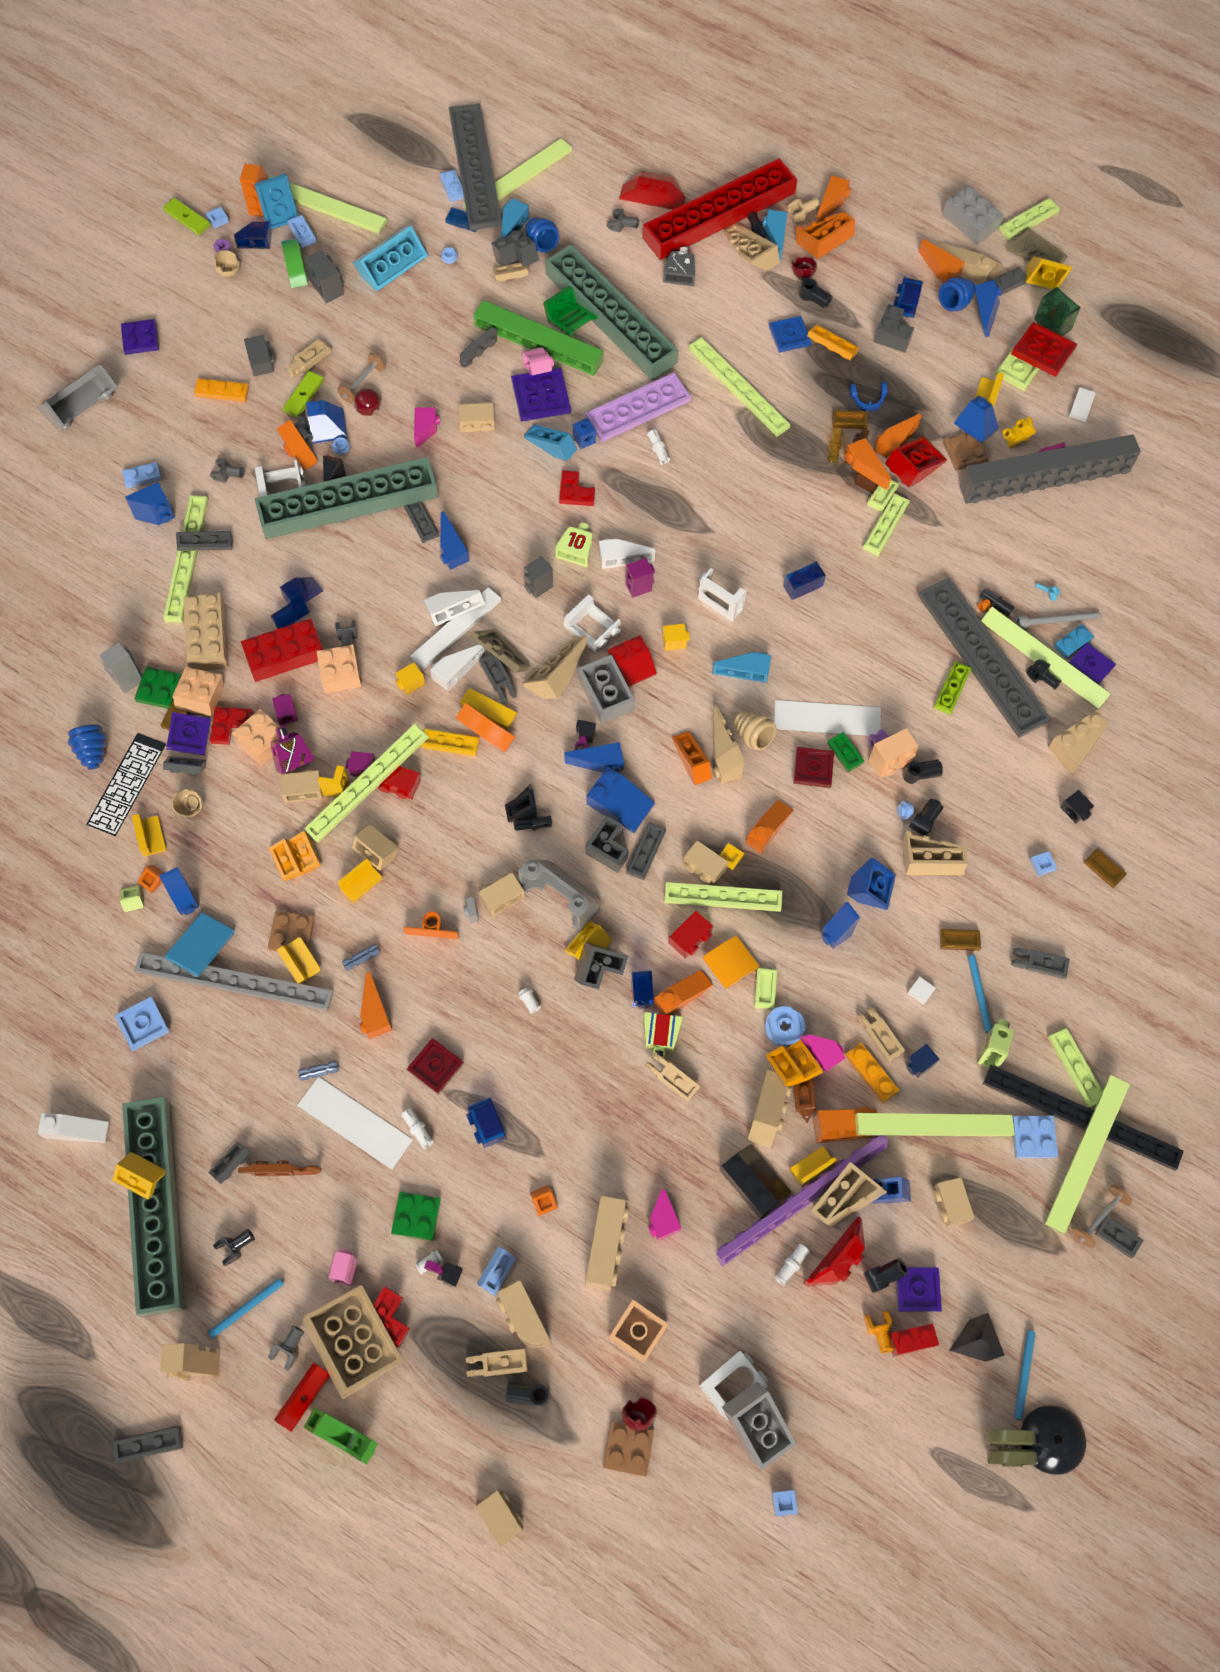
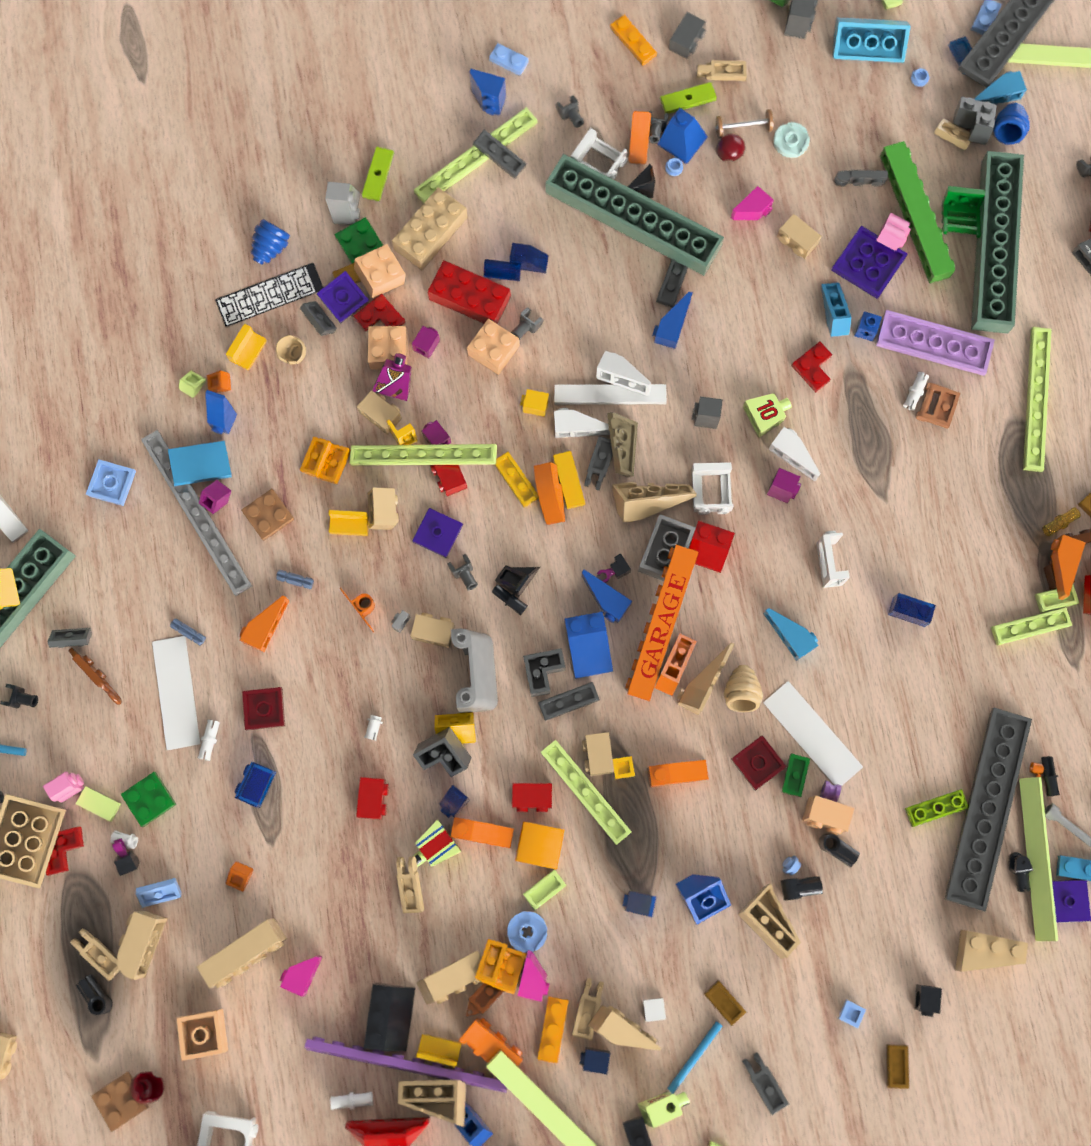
camera: 50 degrees right, 10 degrees up
(121, 623) = (380, 165): none -> lime tile
(238, 955) = (214, 496): none -> magenta brick
(299, 960) = (249, 540): yellow panel -> none
(380, 1258) = (98, 803): none -> yellowish green tile
(404, 363) = (791, 140): none -> light aqua tile
(432, 828) = (437, 533): none -> dark purple plate
(480, 835) = (464, 573): none -> dark grey piece
(581, 1047) = (371, 798): none -> red brick
(655, 734) = (662, 623): none -> orange brick
(675, 637) = (763, 558): yellow brick -> none
(687, 441) = (944, 406): none -> nougat plate
(913, 1019) = (620, 1031): none -> tan slope

